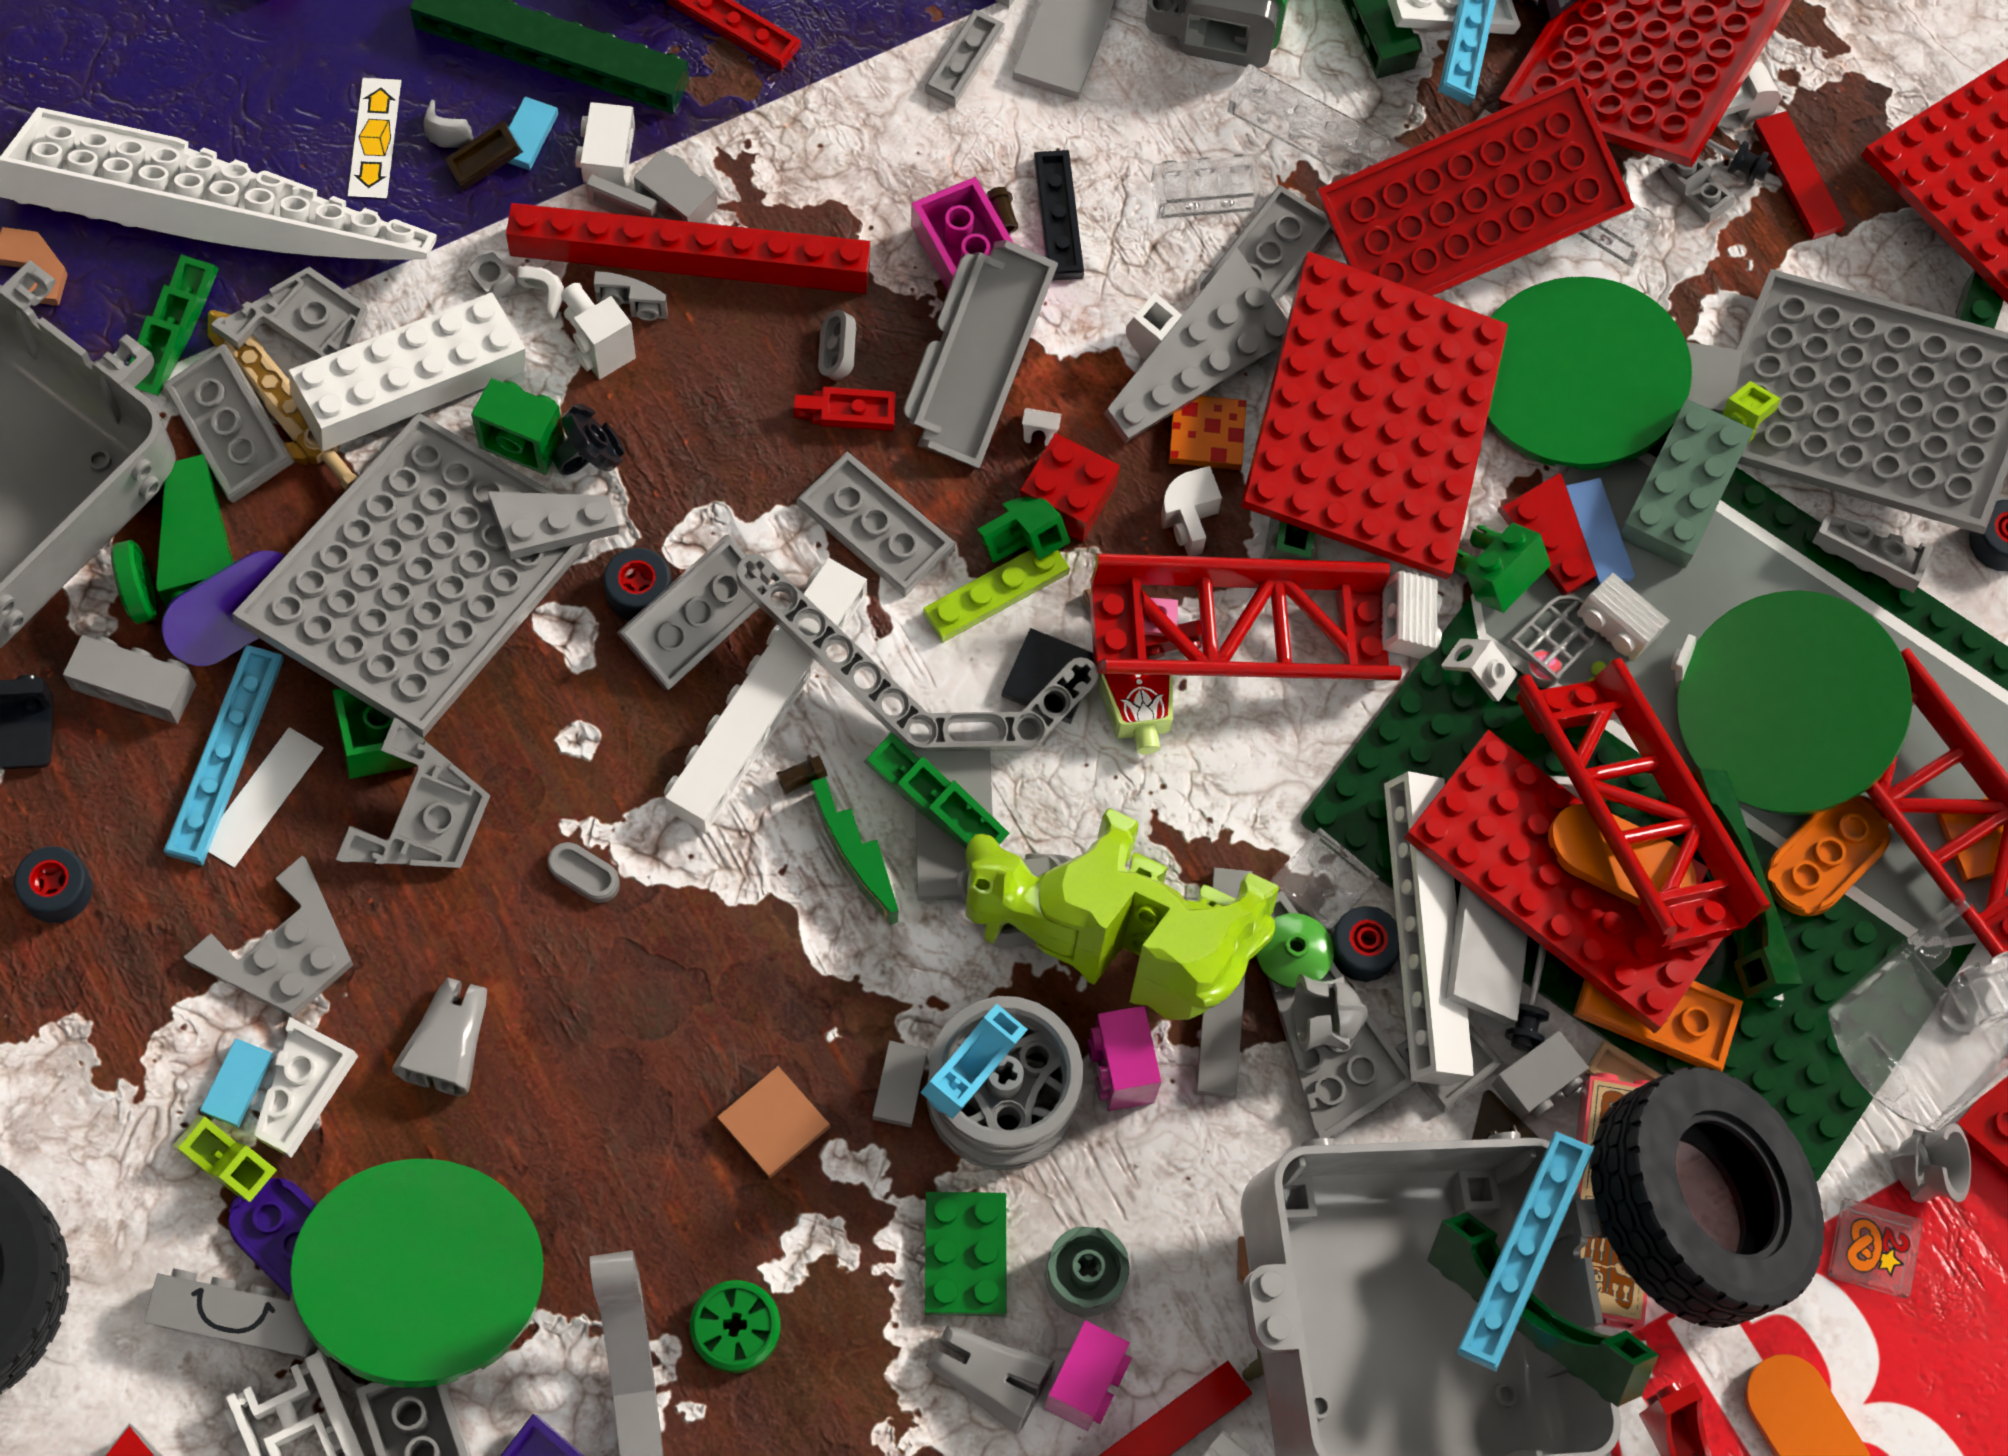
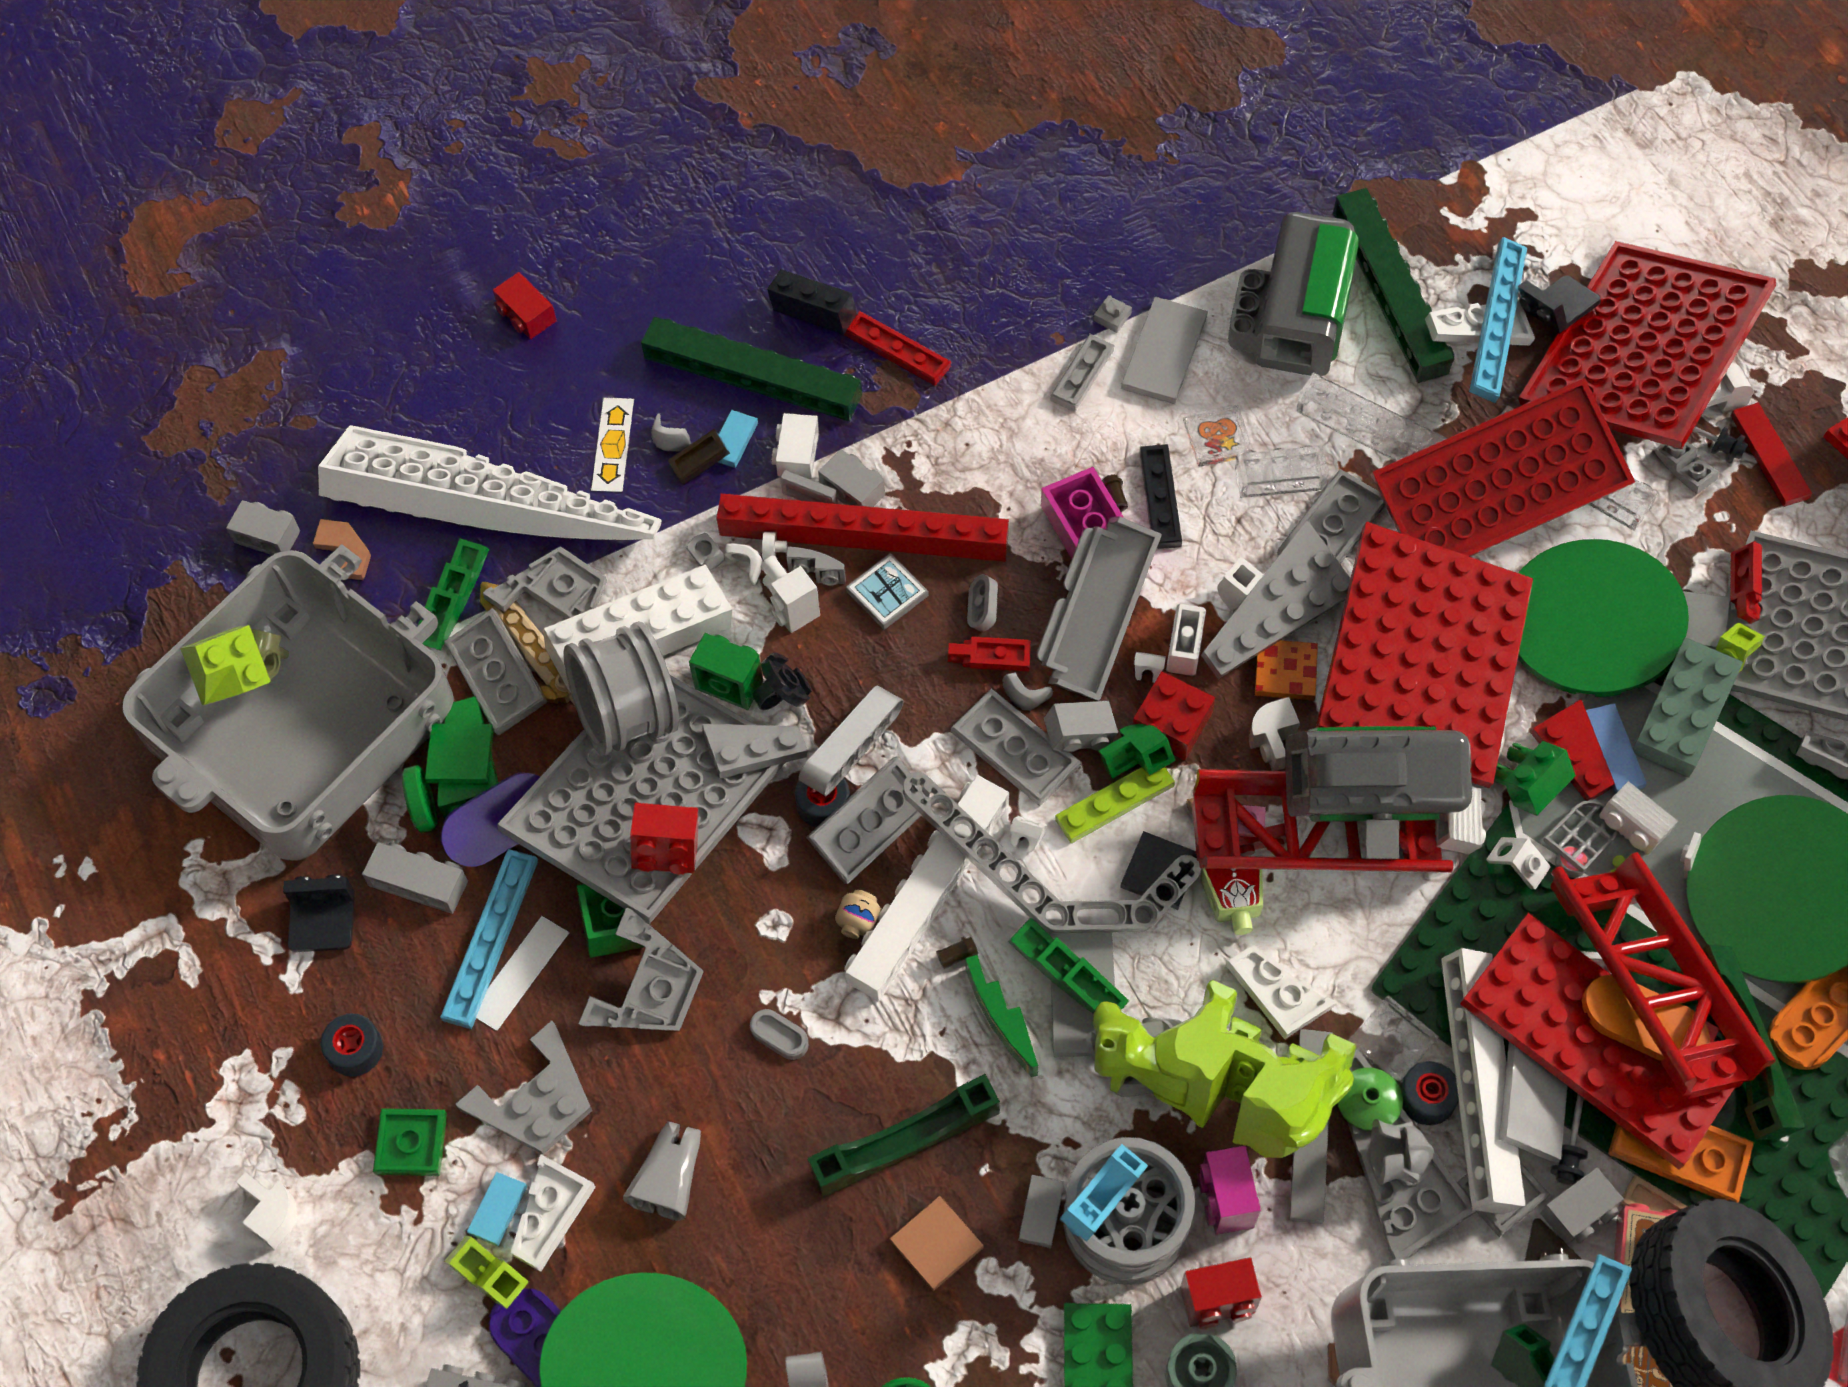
camera: 10 degrees right, 5 degrees down
(127, 1002) = (410, 1142): none -> green tile
(183, 525) = (459, 753): none -> green tile
(386, 446) = (621, 688): none -> light grey wheel
(441, 632) = (664, 838): none -> red brick
(575, 270) = (771, 545): none -> white tile
(673, 514) = (851, 740): none -> beam
(678, 1023) = (856, 1160): none -> dark green arch
(680, 726) = (857, 913): none -> tan head
(719, 329) = (887, 591): none -> tile
(886, 462) = (1023, 697): none -> light grey hair
(890, 624) = (1027, 828): none -> white tile
(955, 498) = (1080, 725): none -> light grey brick
(1086, 393) = (1186, 639): none -> white brick
(1112, 1179) = (1220, 1293): none -> red brick
(1130, 139) = (1217, 435): none -> clear tile
(1187, 824) = (1278, 994): none -> white wing
(1312, 560) = (1377, 770): none -> dark grey piece
(1317, 637) = (1382, 837): none -> light grey brick
(1763, 331) = (1746, 581): none -> red hinge

